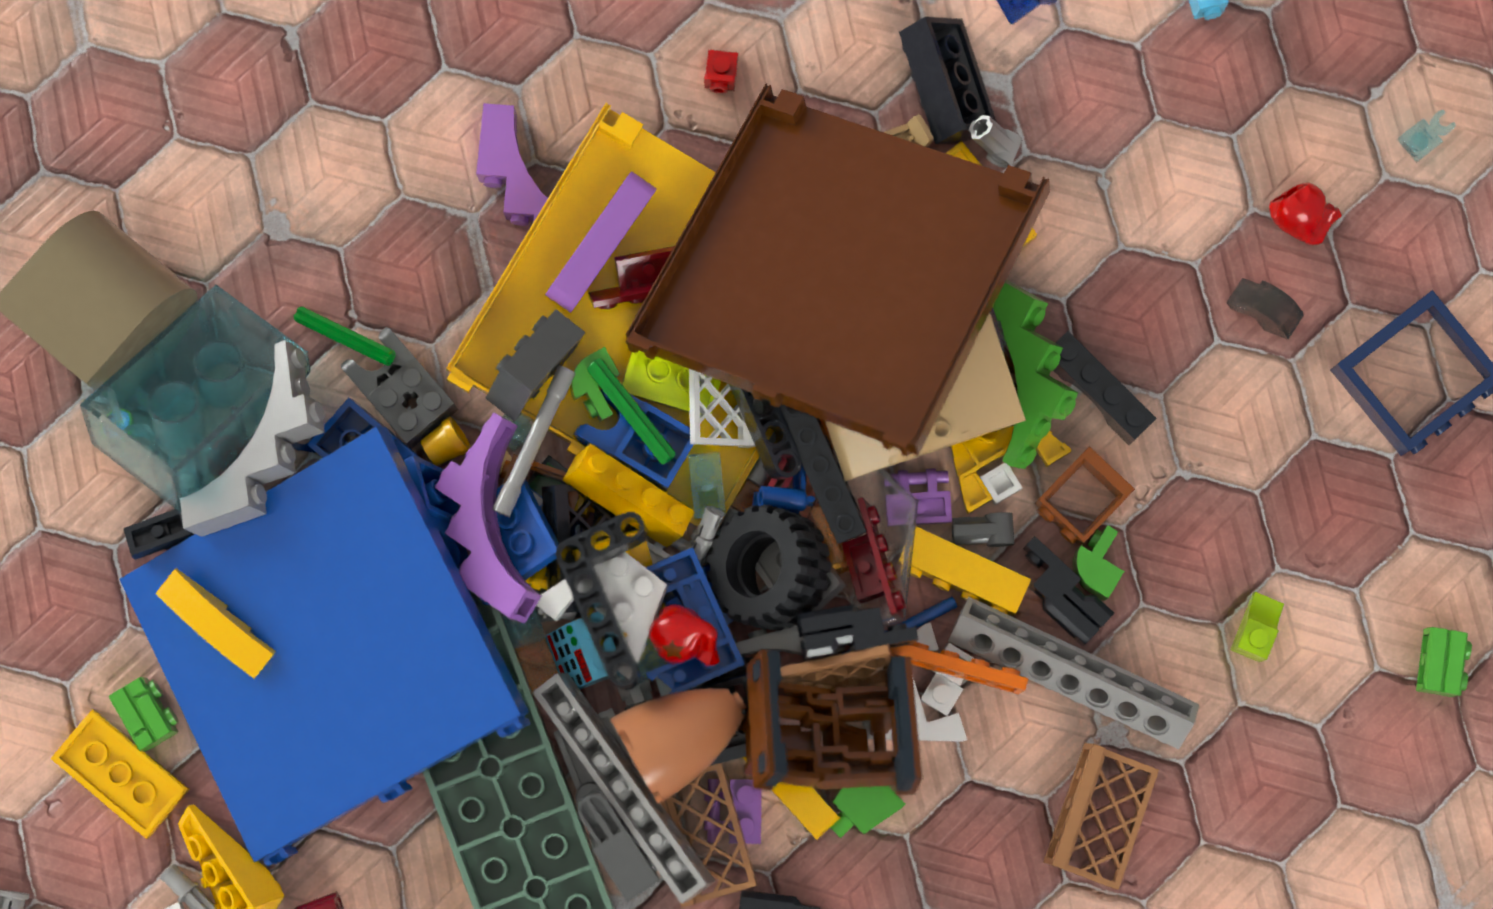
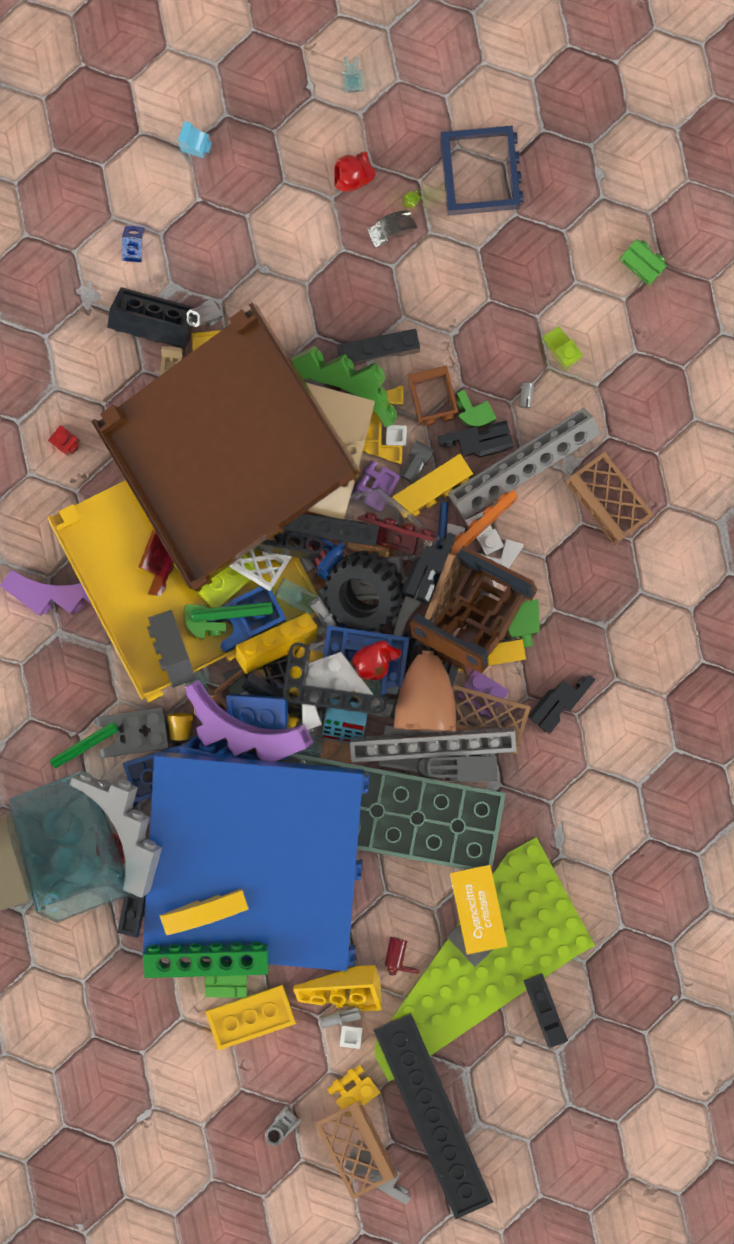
camera: 55 degrees left, 5 degrees up
(140, 660) = (197, 967): none -> green brick
(512, 487) = (195, 647): light grey piece -> none
(600, 241) = (124, 569): medium lavender beam -> none
(1165, 619) = (526, 394): none -> light grey pin
(1320, 309) = (411, 199): none -> clear neon green plate

